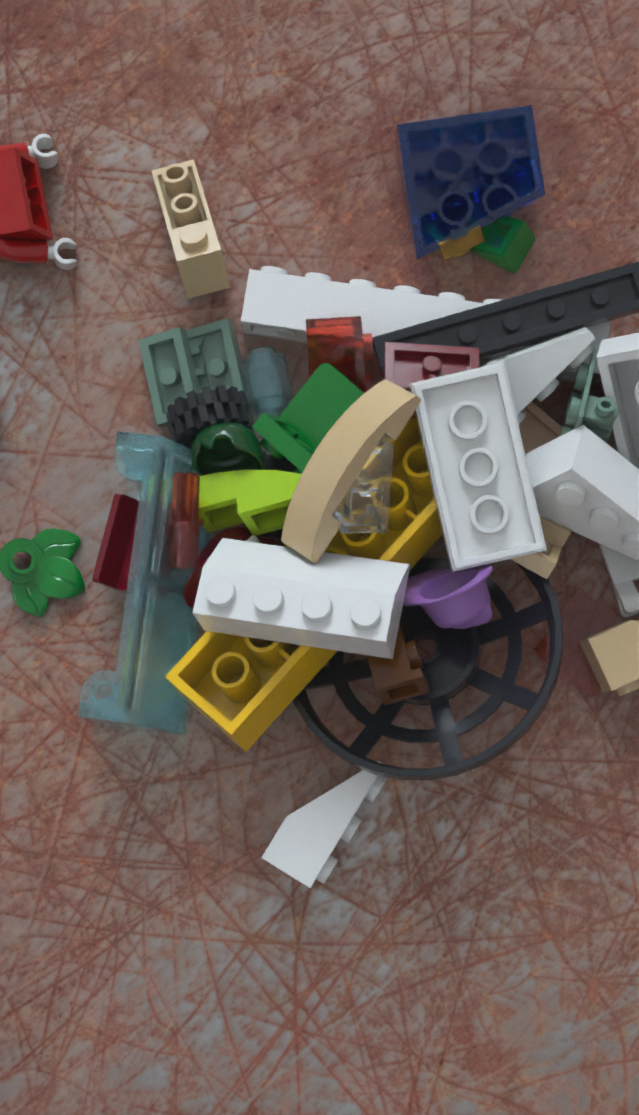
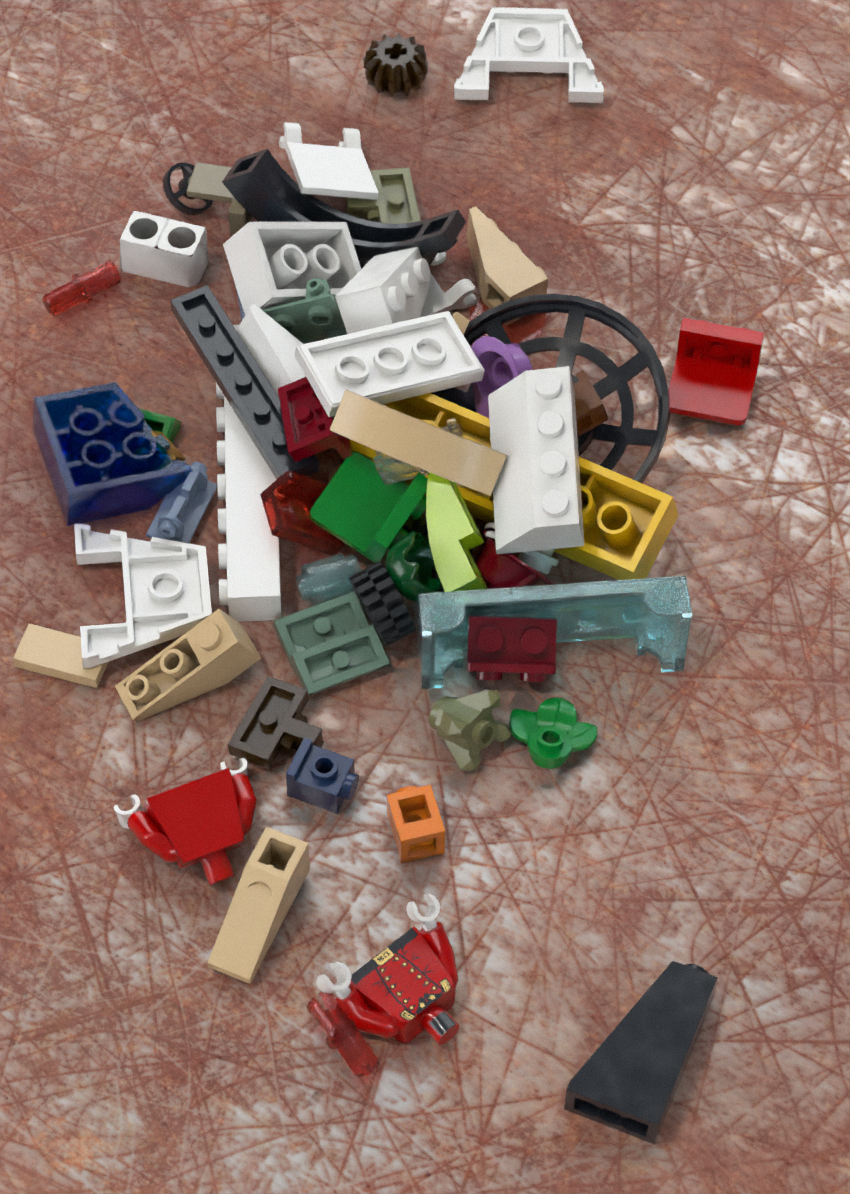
camera: 105 degrees left, 25 degrees down
(53, 330) = (321, 777): none -> dark blue brick
(56, 482) = (468, 725): none -> olive rock
(107, 299) = (273, 724): none -> hinge
(185, 521) = (487, 573): clear red axle -> none
(238, 114) = (56, 656): none -> tan tile
(291, 216) = (162, 590): none -> white wing
(311, 833) = (722, 472): white slope -> none
(389, 252) = (184, 507): none -> sand blue hinge
(453, 852) = (715, 371): none -> red bracket

